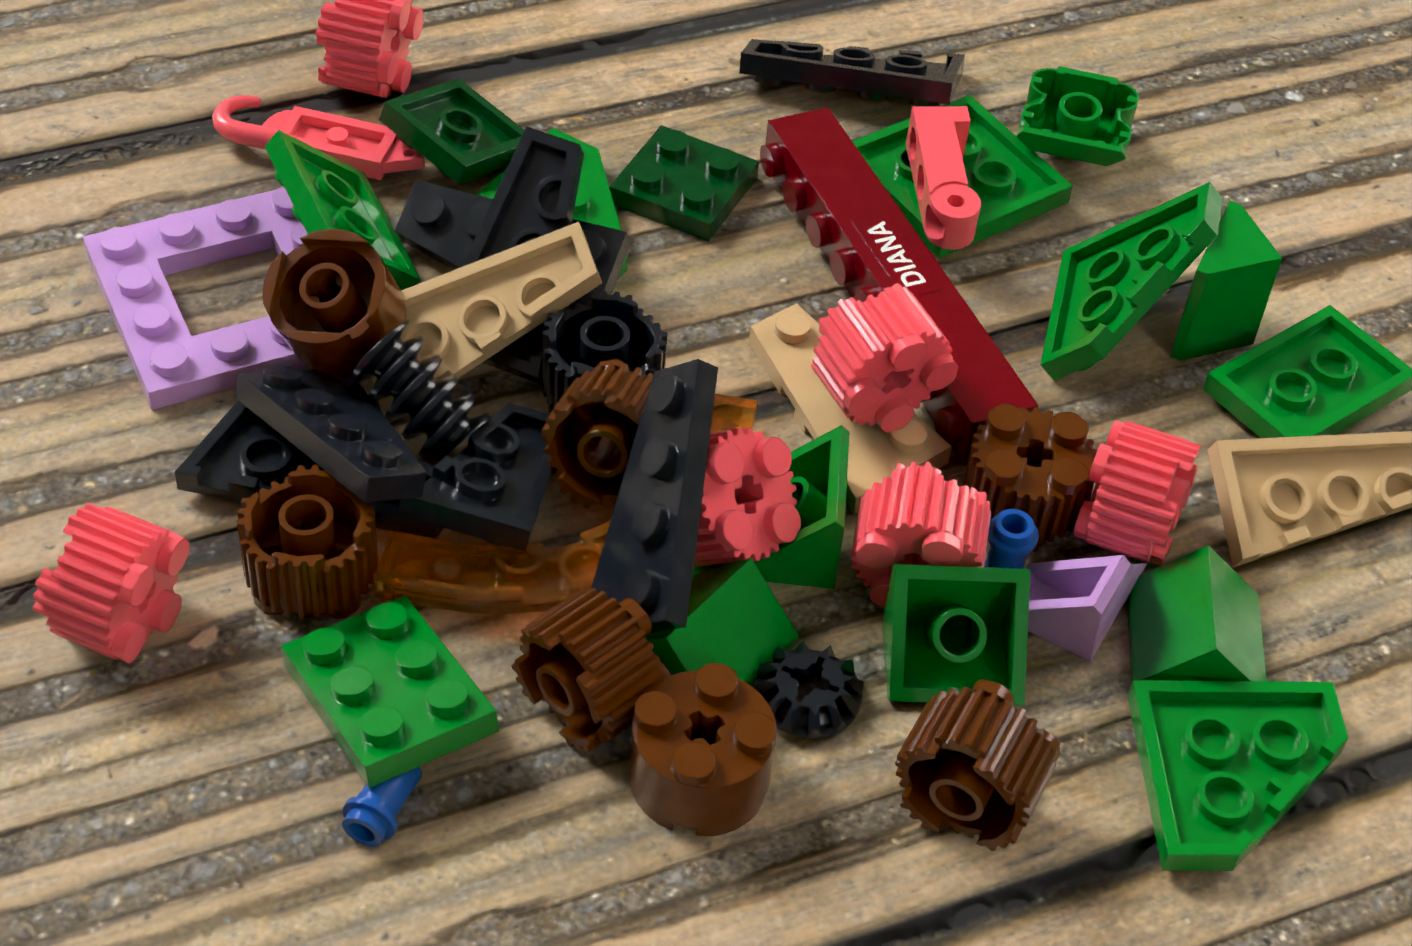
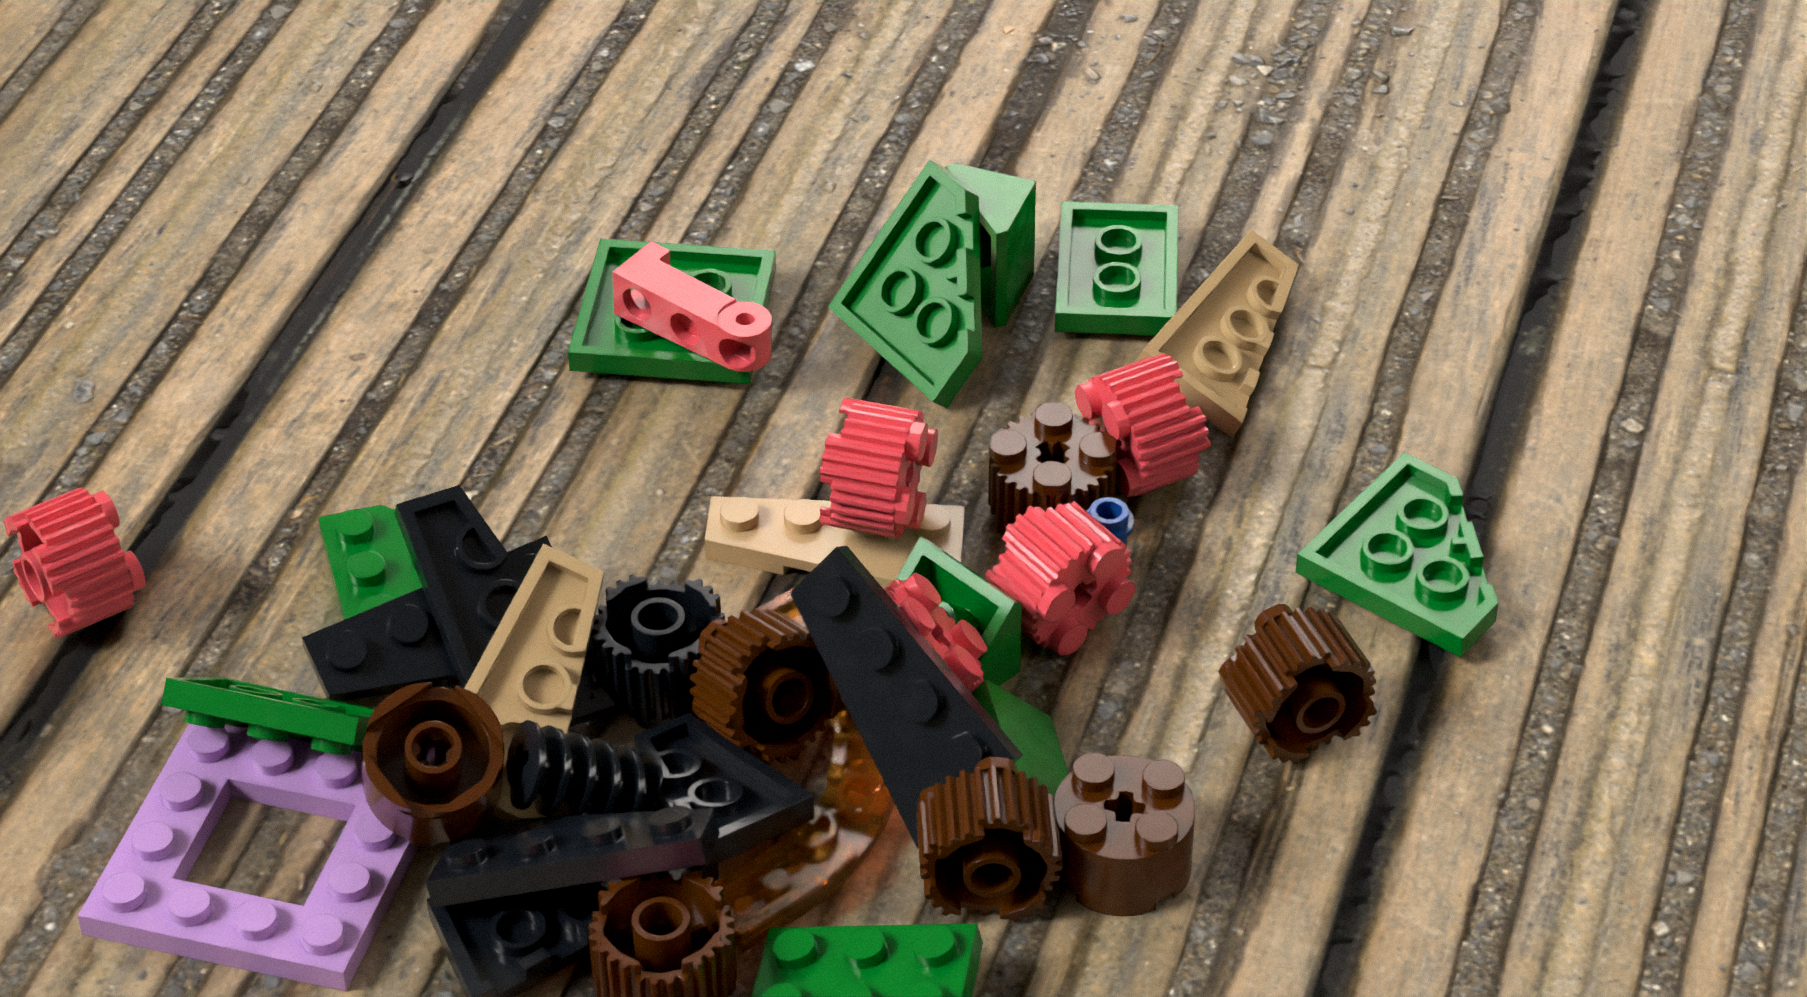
camera: 45 degrees left, 5 degrees down
(353, 141) = (135, 679): coral plate -> none
(454, 129) = (260, 577): dark green plate -> none
(684, 182) = (491, 464): dark green plate -> none
(824, 709) = (1082, 733): black gear -> none
(854, 69) = (472, 289): black wing -> none
(877, 247) = (718, 412): dark red brick -> none
(955, 629) = (1157, 623): green slope -> none
(1078, 115) = (710, 192): green slope -> none
(1079, 600) = (1193, 536): lavender slope -> none
(1195, 623) = (1269, 495): green slope -> none

